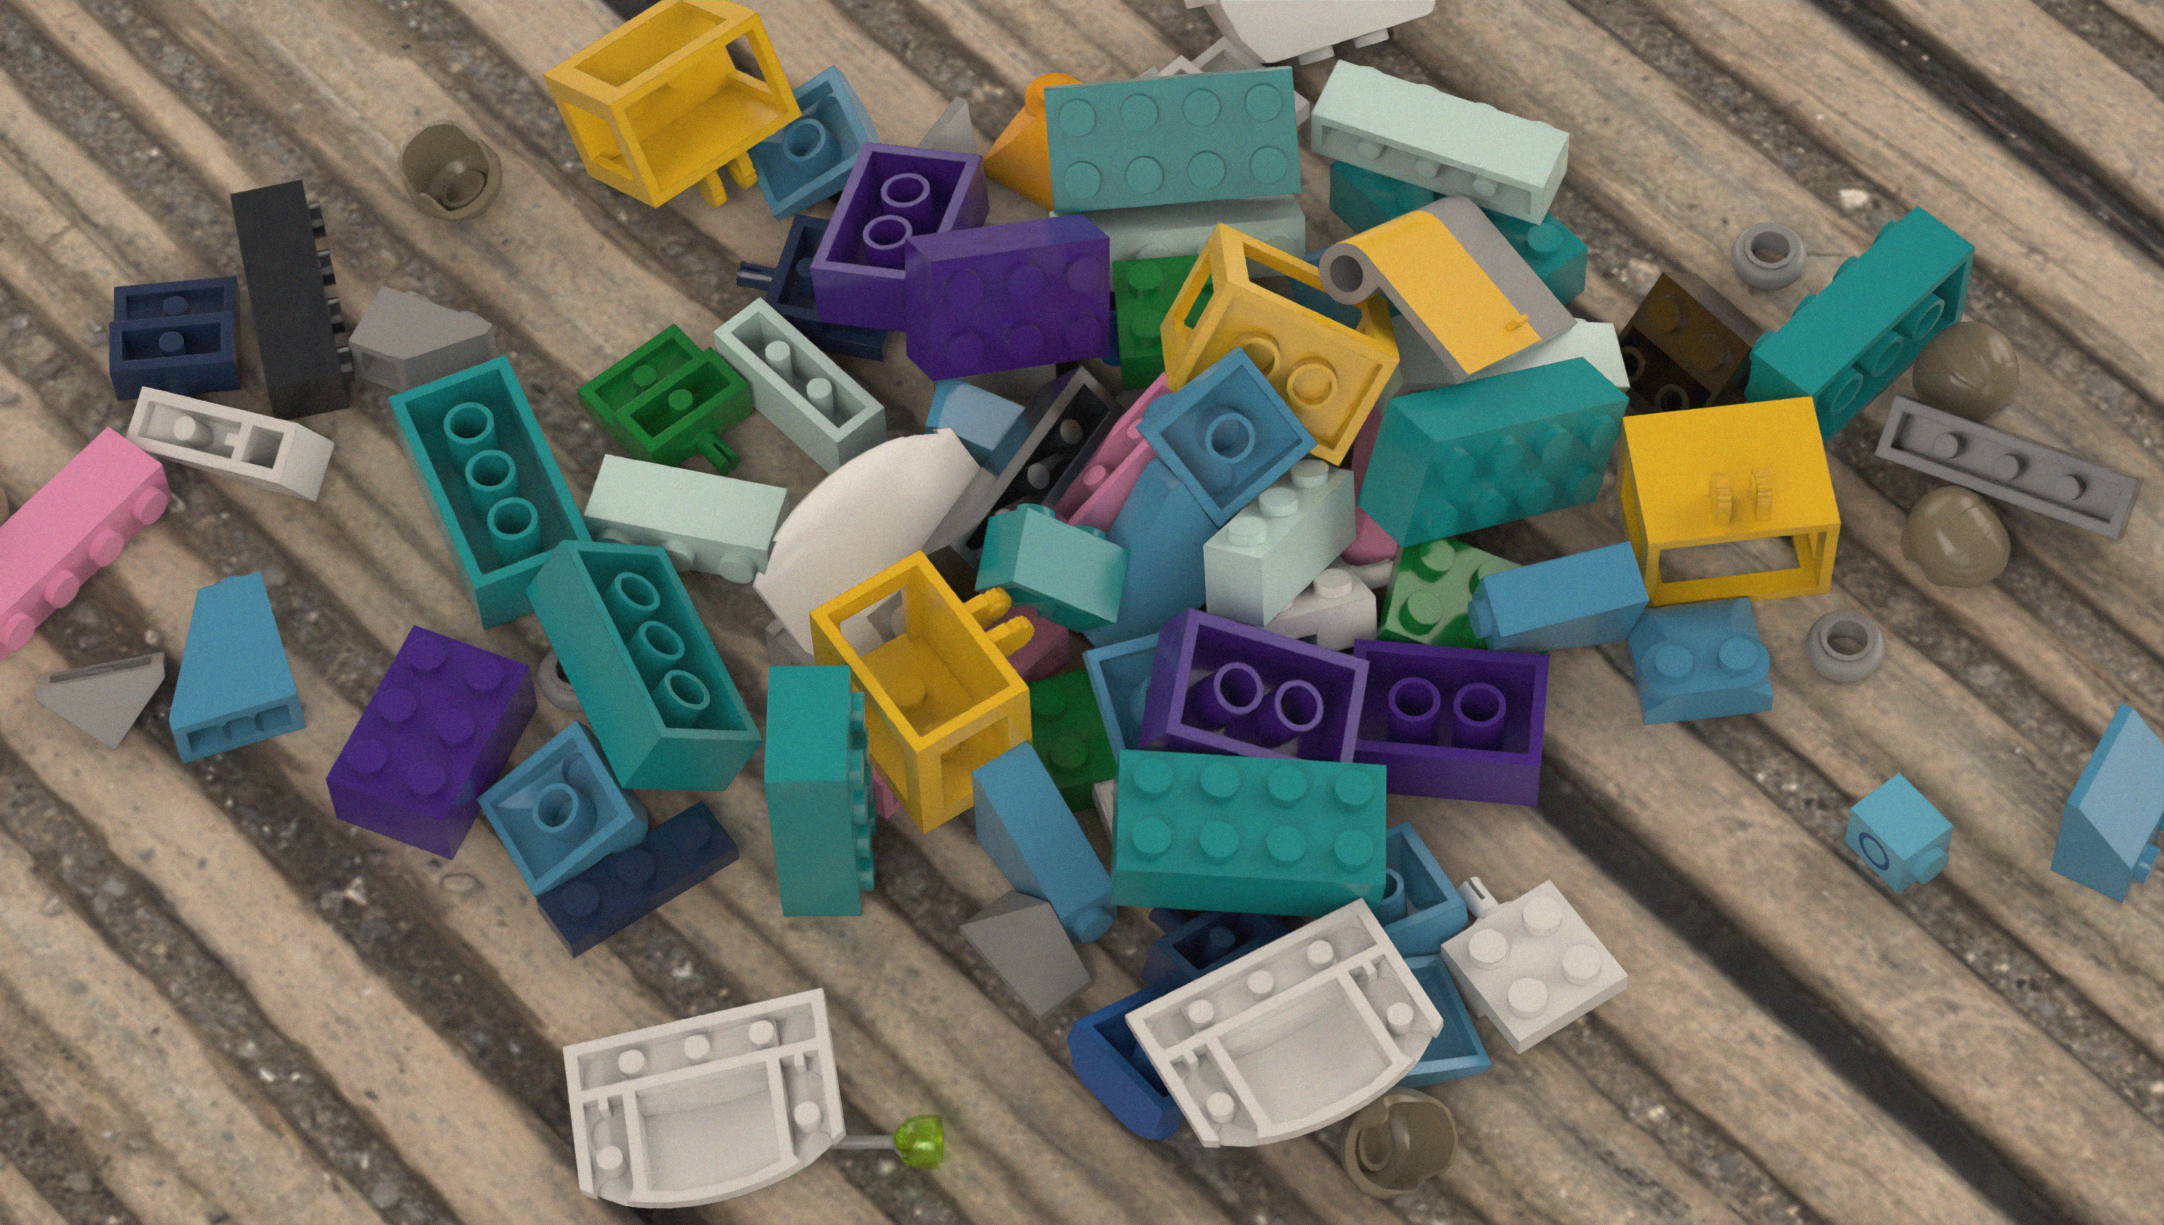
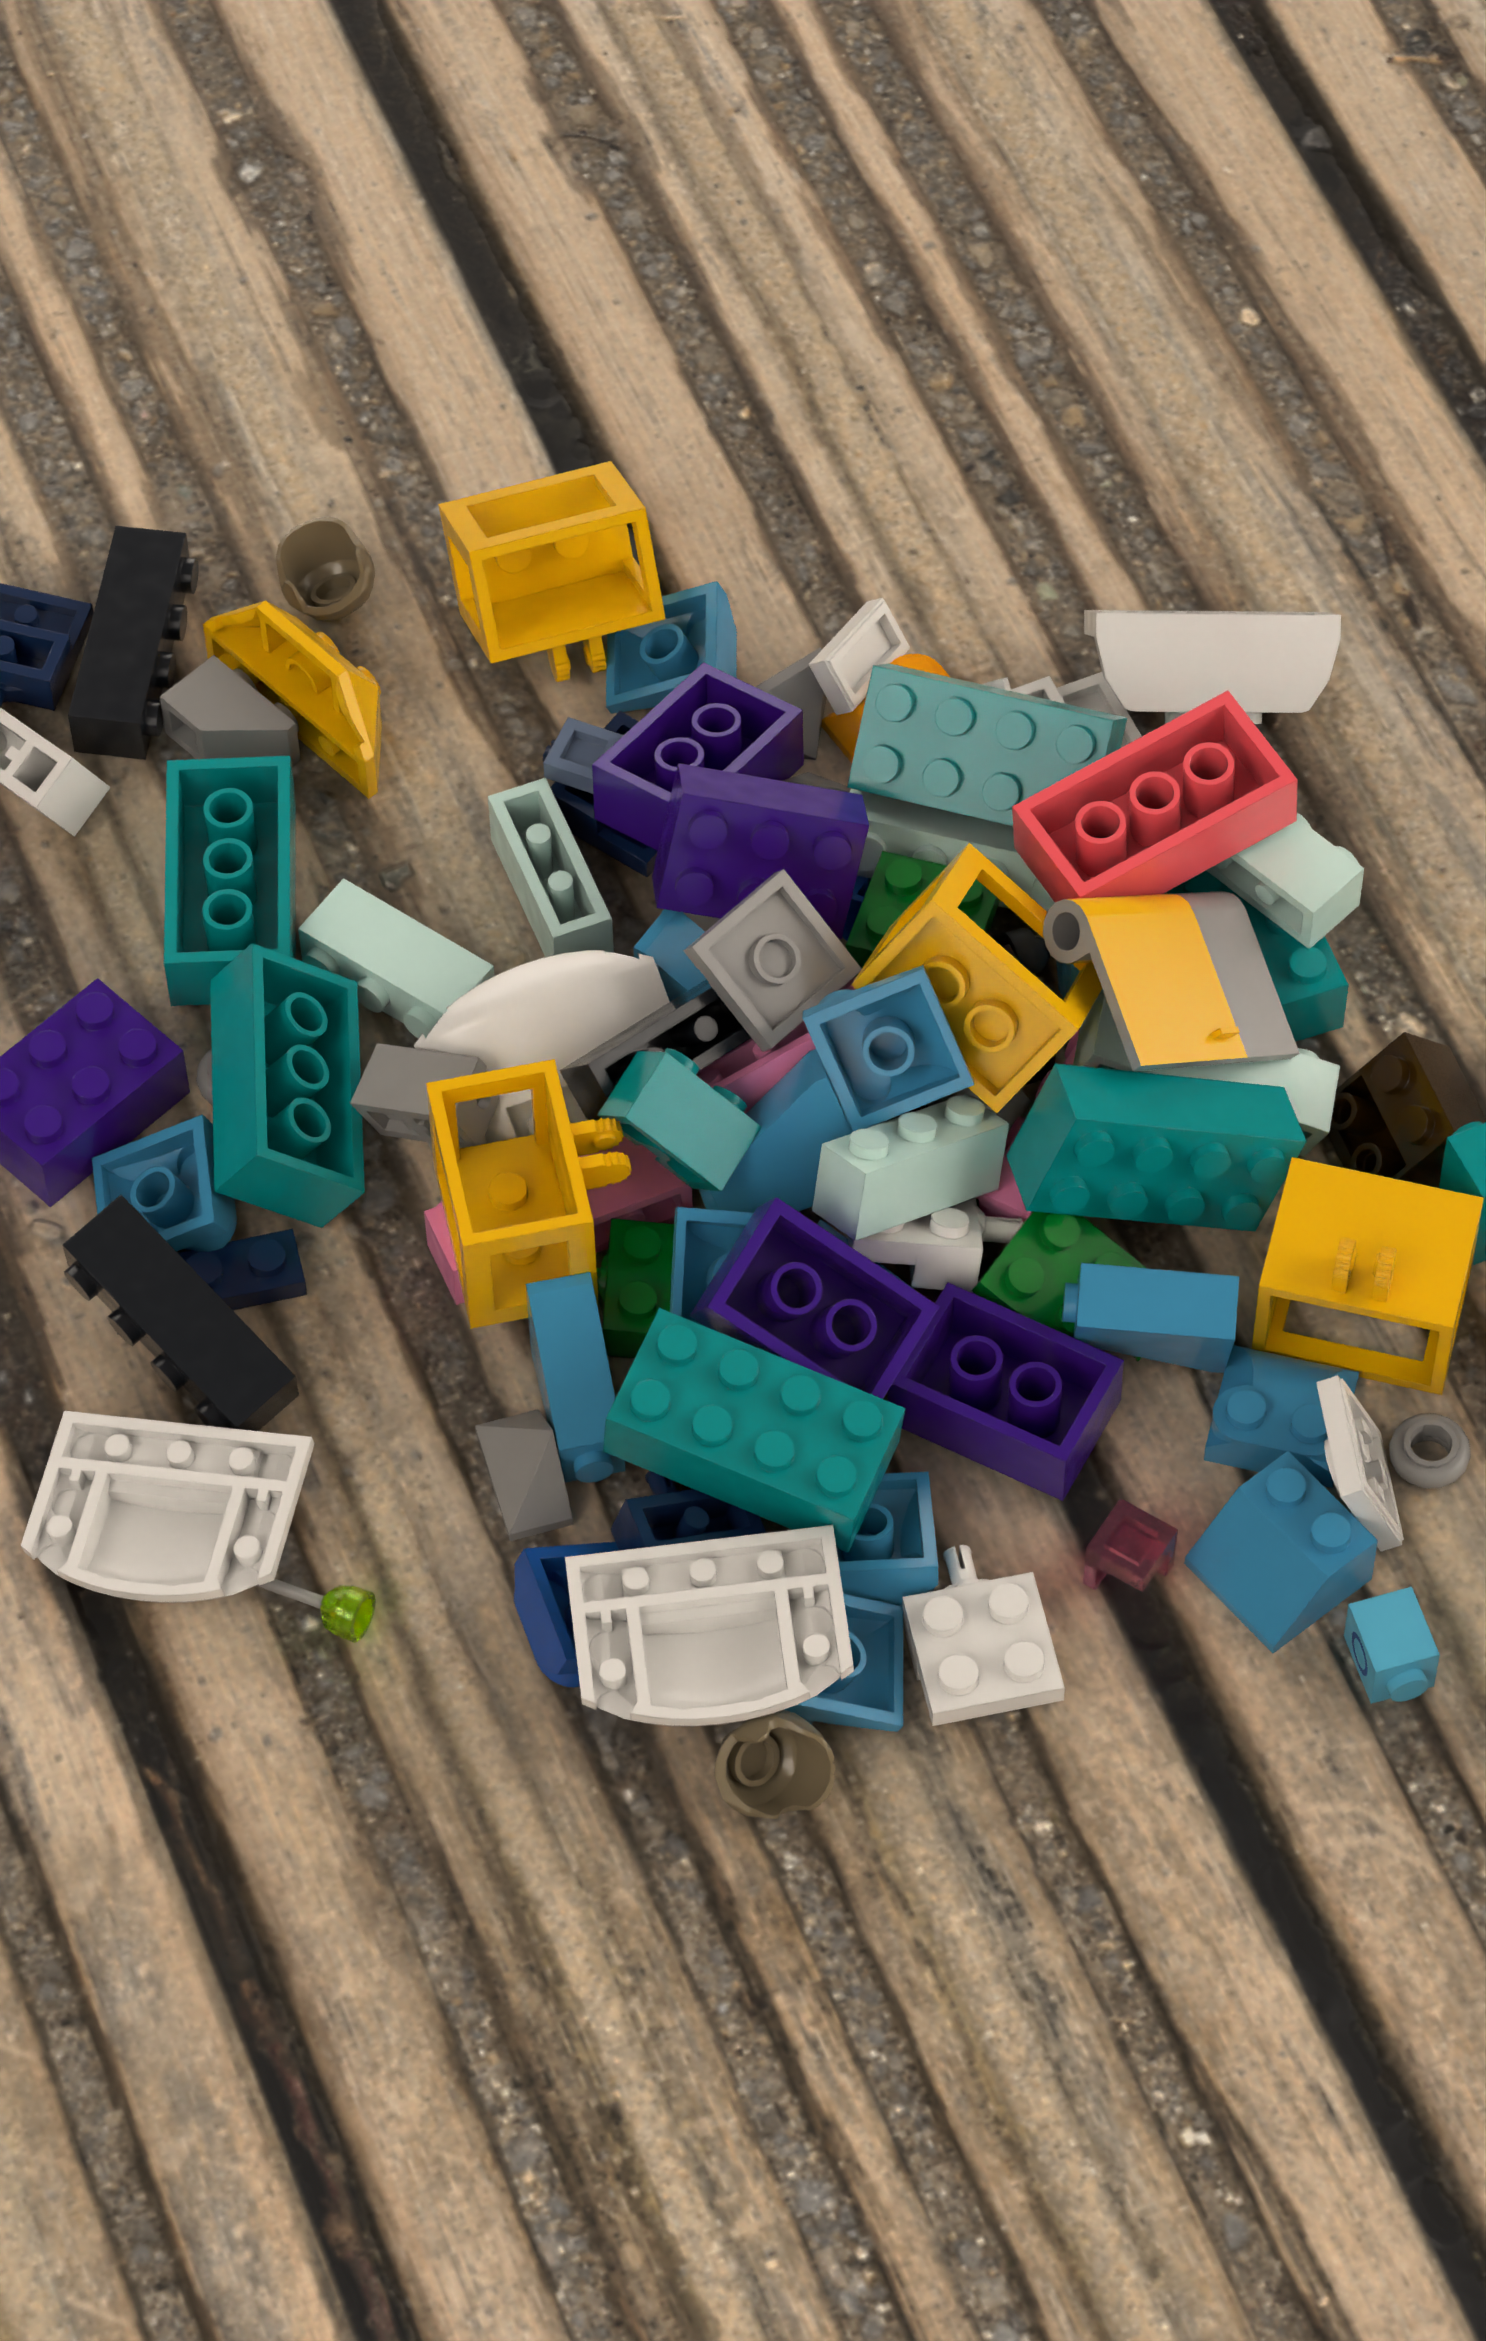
camera: 20 degrees right, 0 degrees up
(474, 274) = (308, 675): none -> yellow wedge
(639, 921) = (178, 1320): none -> black brick
(670, 402) = (430, 850): green plate -> none
(773, 627) = (395, 1093): none -> light grey hinge
(785, 264) = (575, 752): none -> sand blue plate
(819, 790) = (377, 1253): teal brick -> none
(993, 93) = (847, 660): none -> white tile
(1078, 391) = (772, 959): none -> light grey hinge
(1368, 137) = (1158, 808): none -> coral brick
(1628, 825) = (1130, 1547): none -> clear pink panel
(1762, 783) = (1283, 1552): none -> dark azure slope
(1797, 679) = (1359, 1462): none -> white piece

